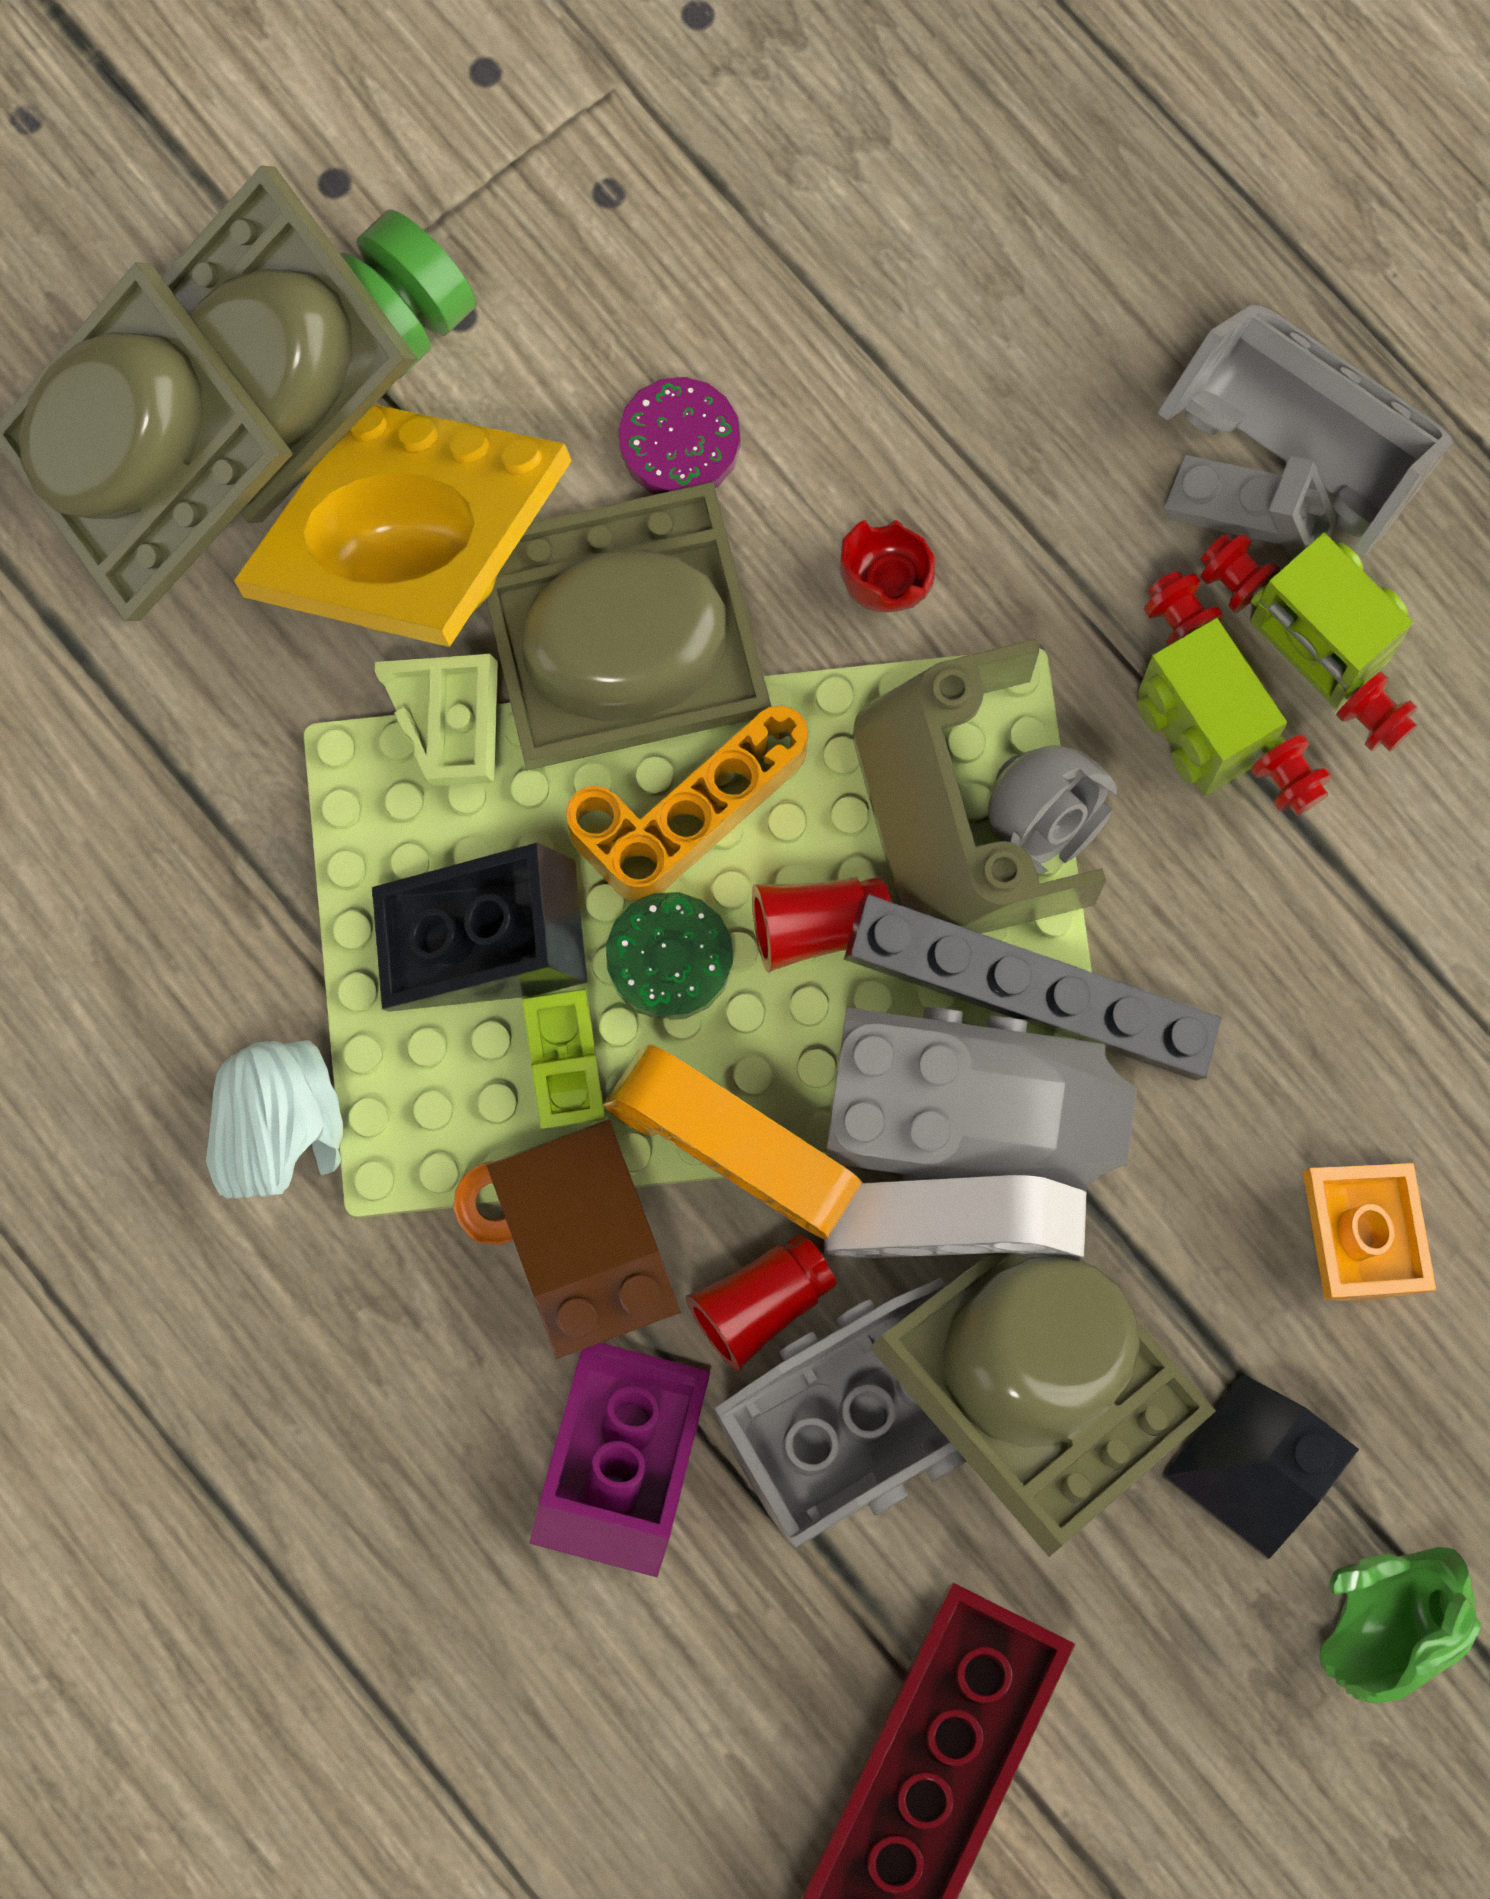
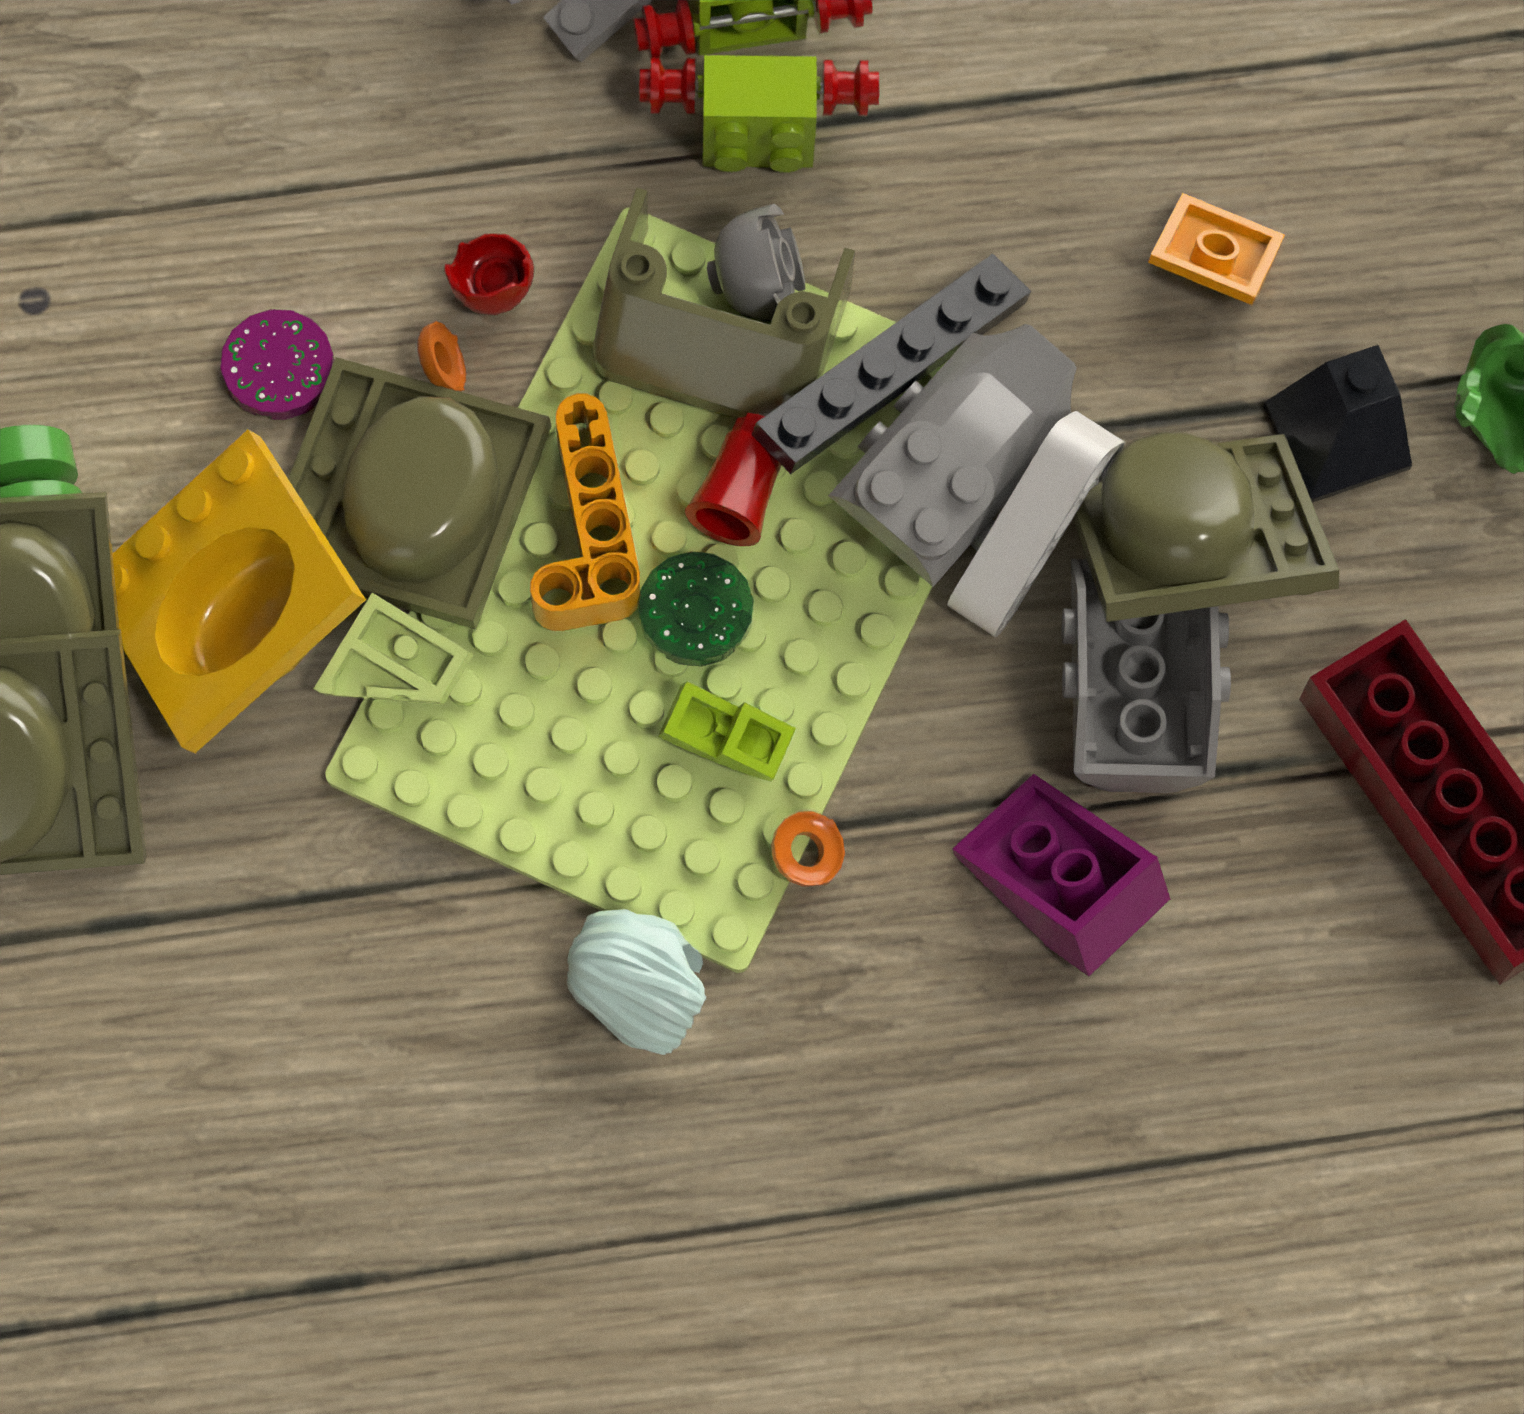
camera: 60 degrees left, 5 degrees down
(480, 931) = (587, 734): black slope -> none
(583, 1239) = (883, 797): reddish brown slope -> none
(733, 1139) = (870, 637): light orange beam -> none
(761, 1299) = (1005, 701): red plant -> none
(784, 586) = (440, 342): none -> orange piece

